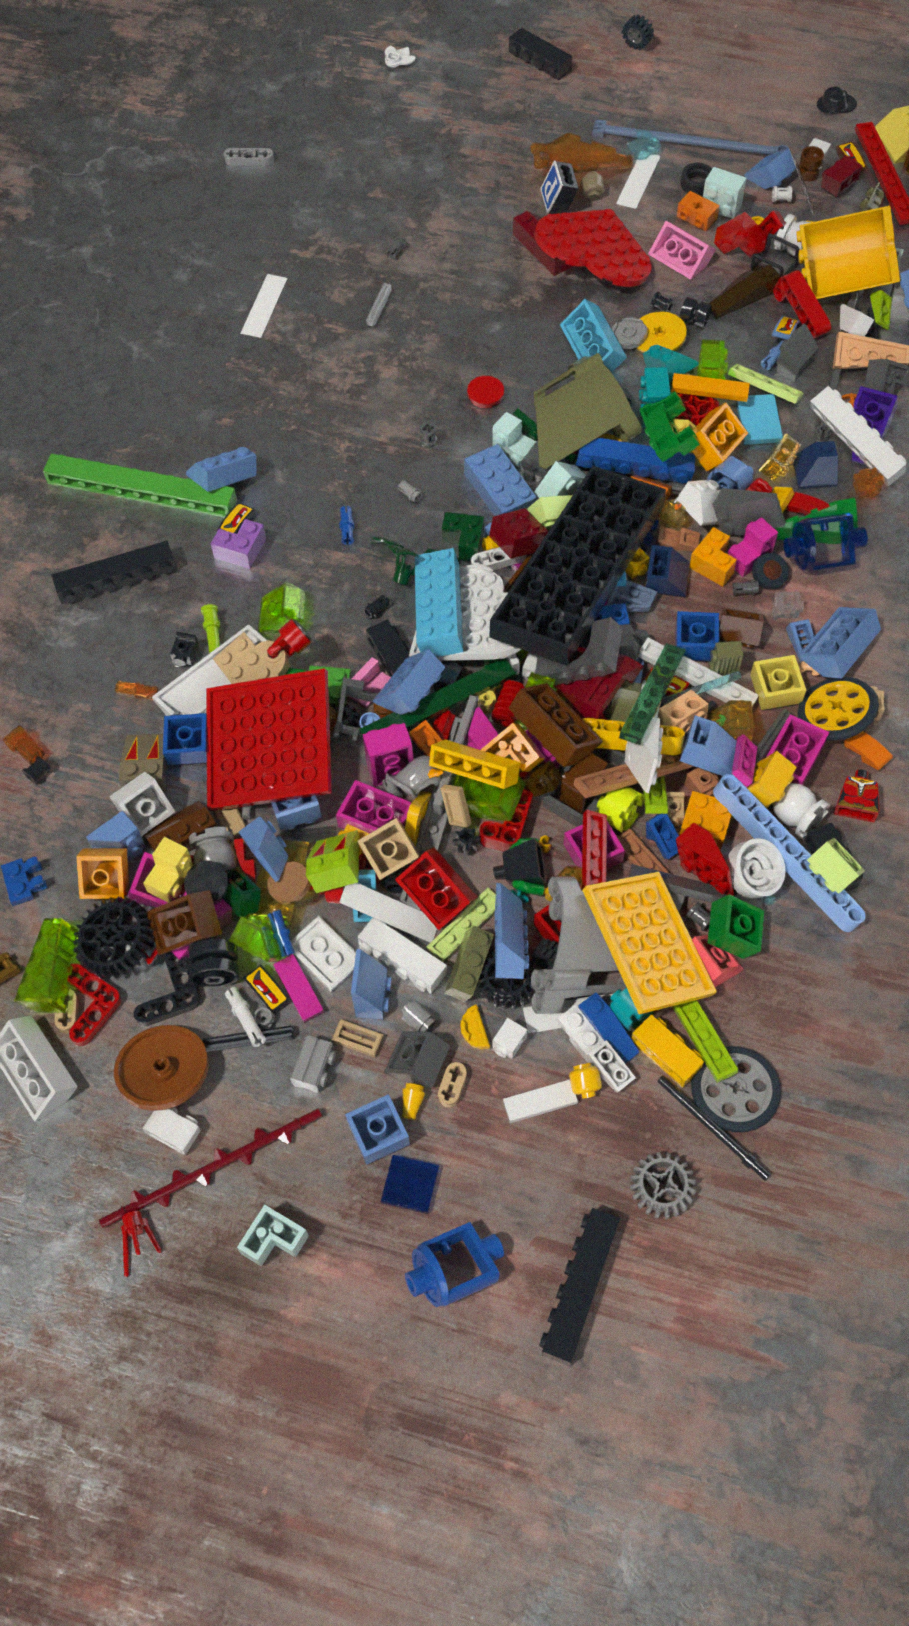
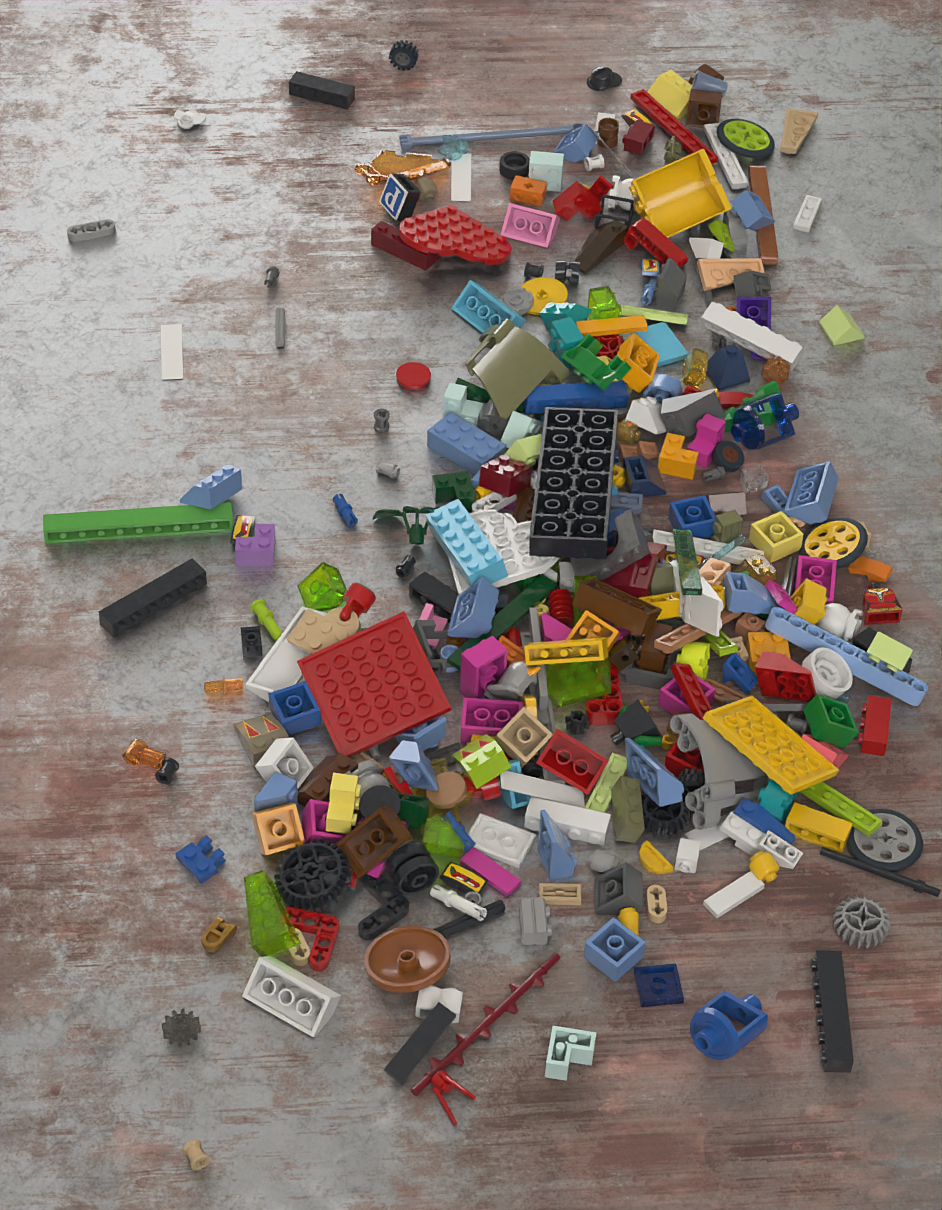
camera: 25 degrees left, 15 degrees down
(128, 1170) = (420, 1043): none -> black tile
(456, 806) = (559, 694): tan tile -> none
(787, 944) = (875, 725): none -> red brick

